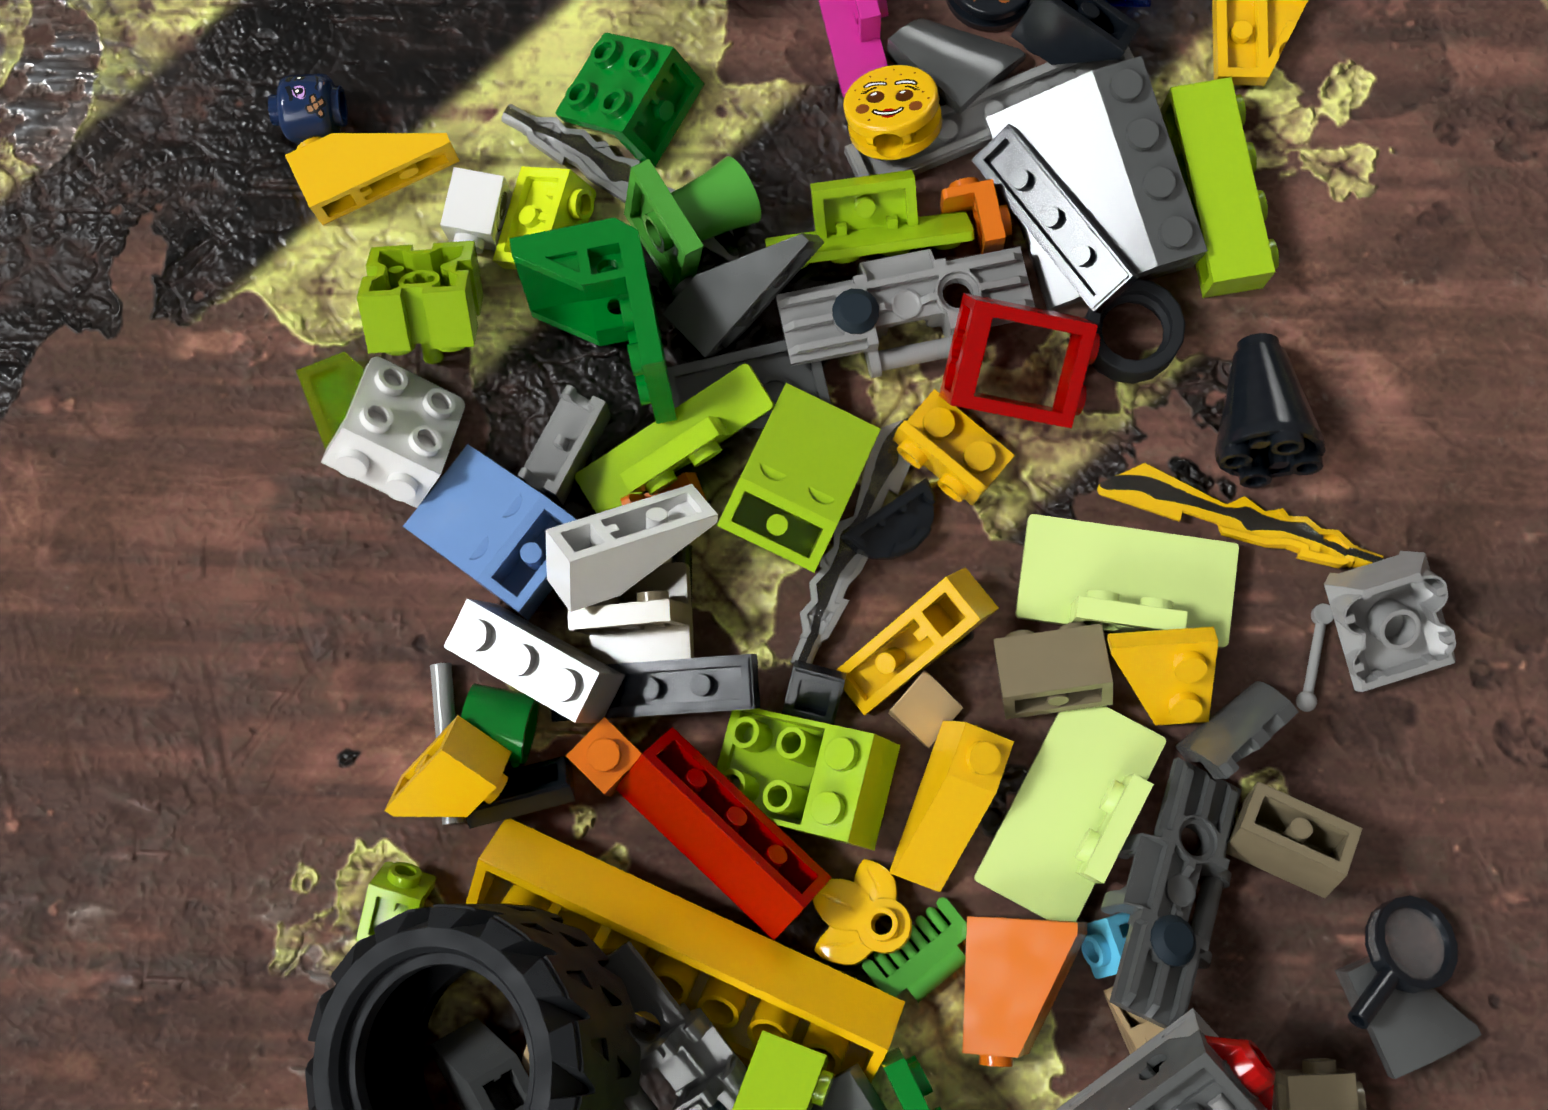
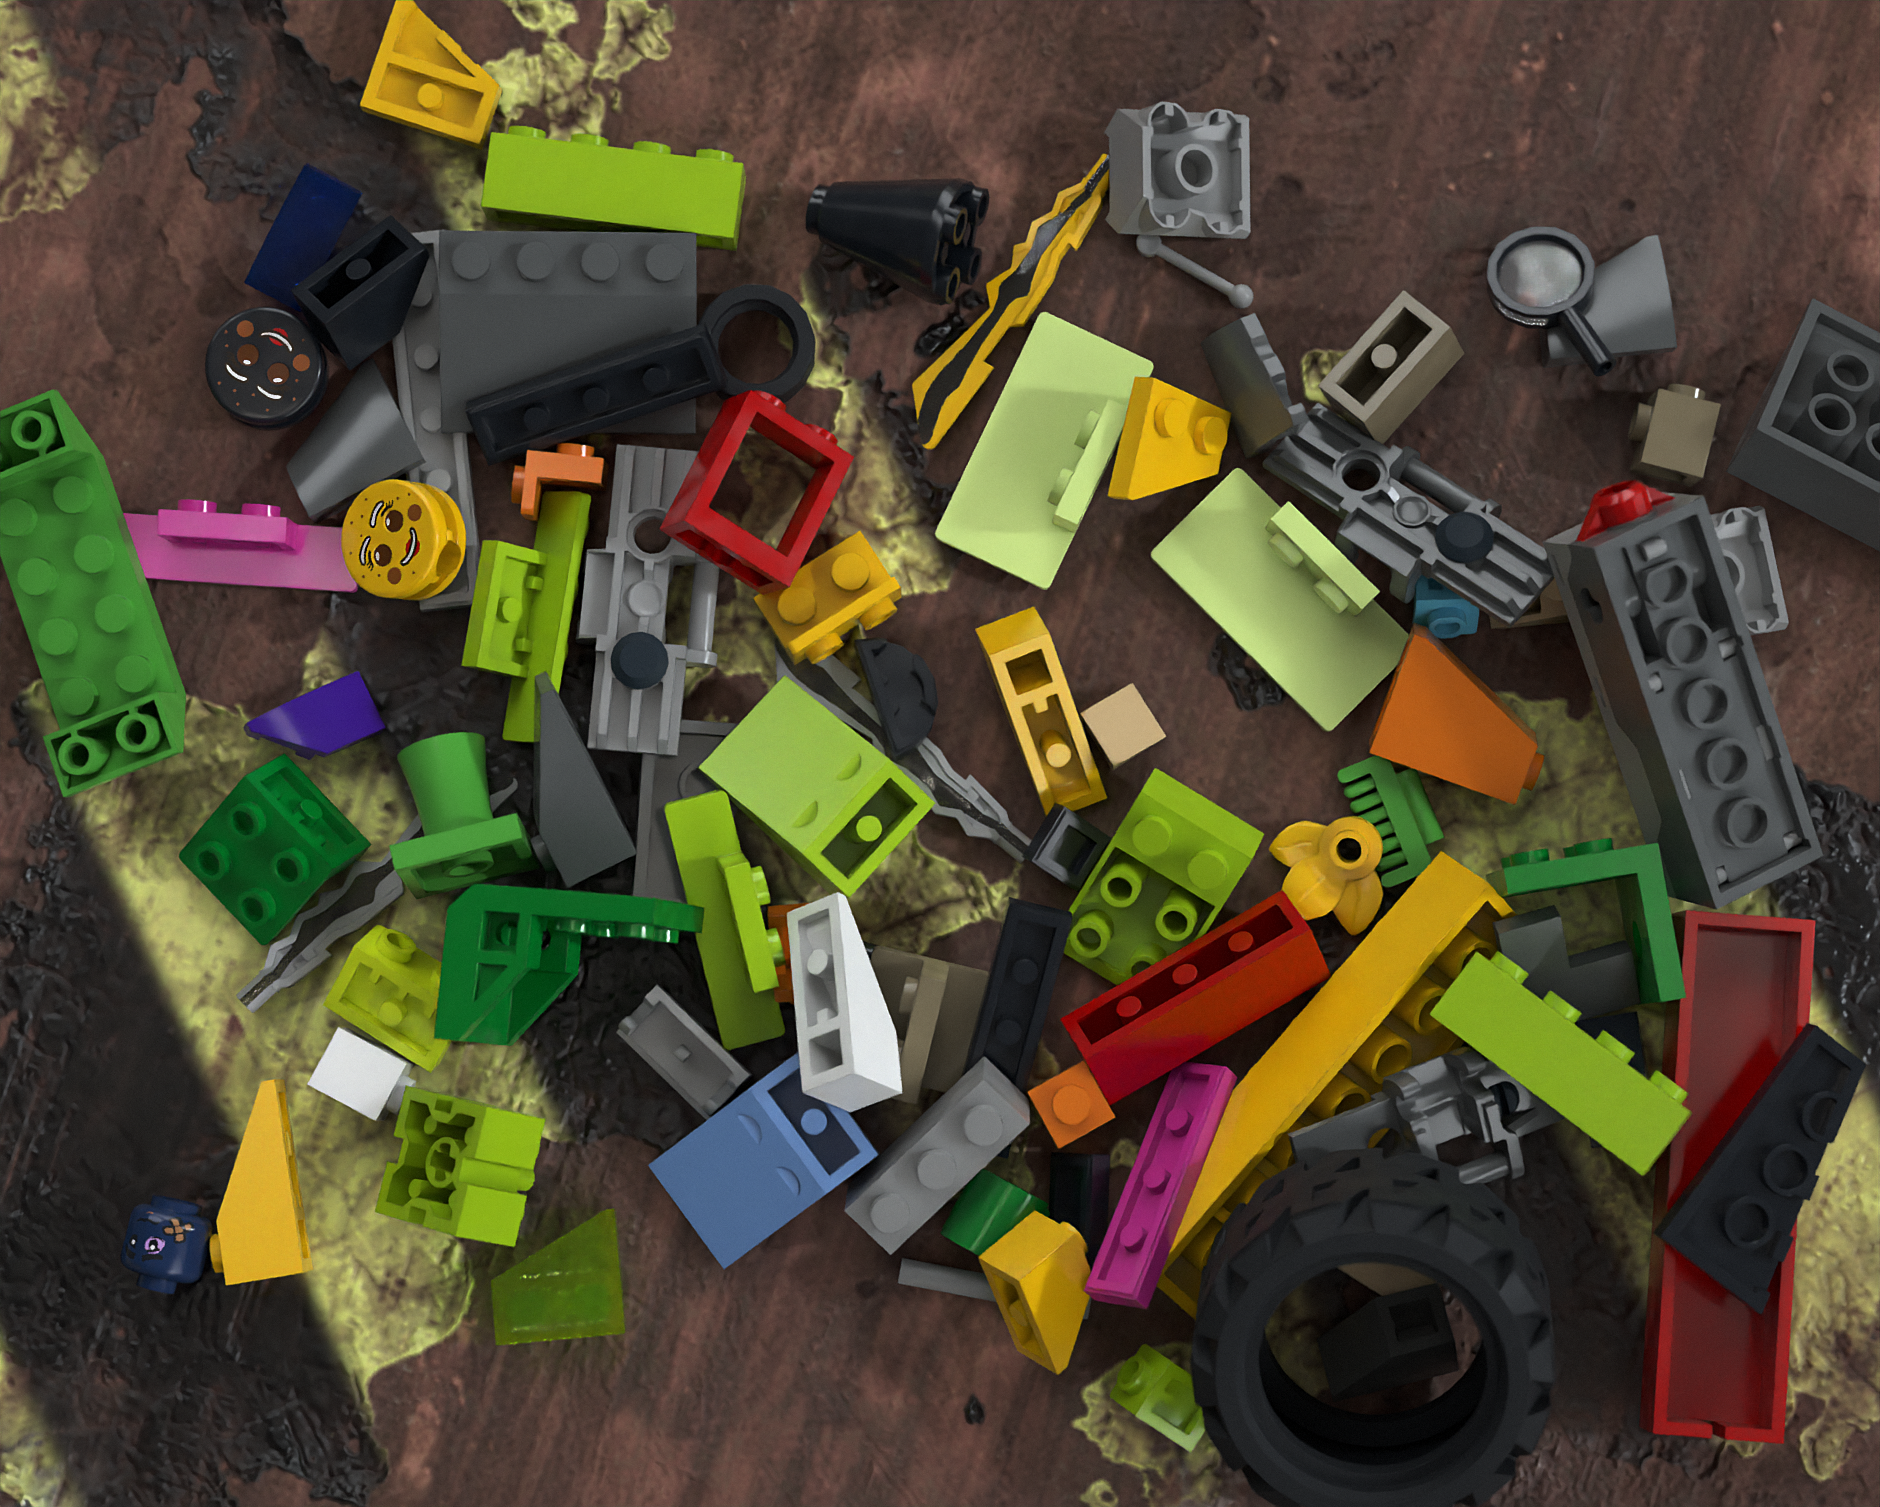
camera: 80 degrees left, 5 degrees up
(396, 432) = (613, 1242): white bracket -> none
(560, 848) = (1160, 1185): none -> dark pink tile
(738, 100) = (321, 719): none -> dark purple slope
(950, 802) = (1236, 731): yellow slope -> none
(1053, 670) = (1124, 568): dark tan brick -> none

